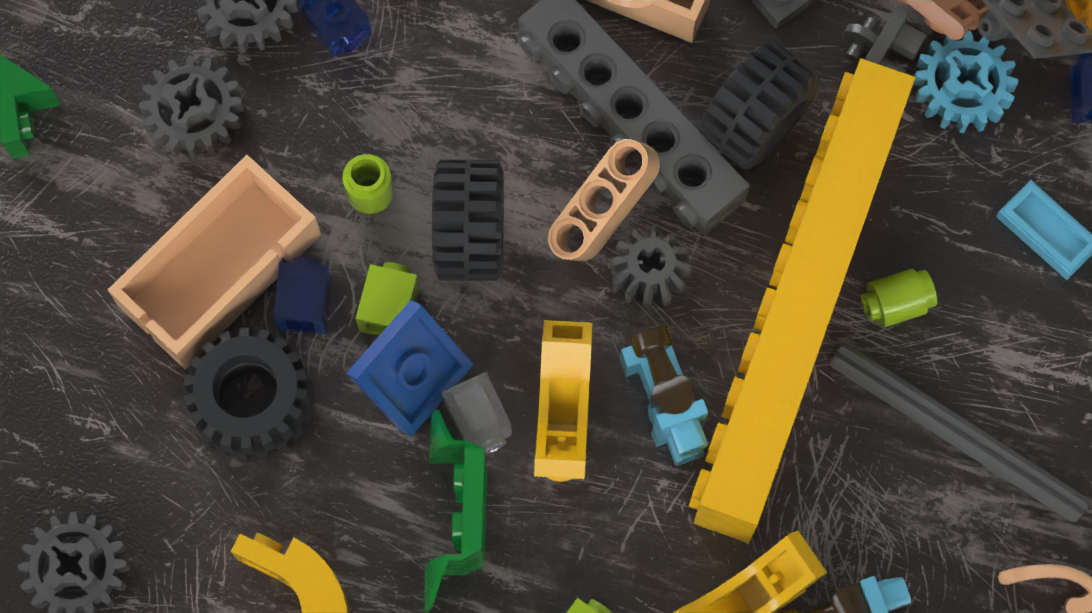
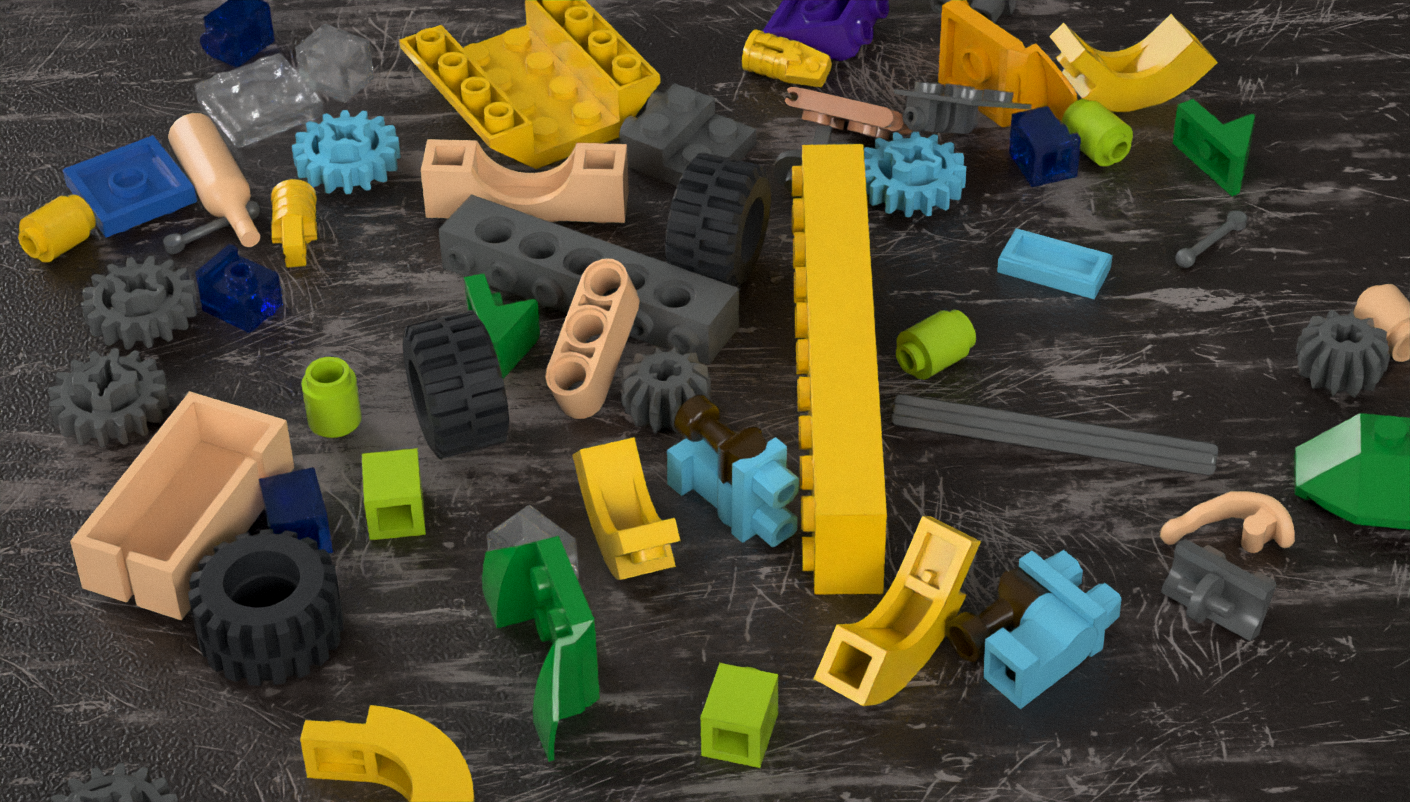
camera: 20 degrees left, 30 degrees down
(410, 368) = (440, 528): blue plate -> none
(535, 149) = (511, 326): none -> green slope

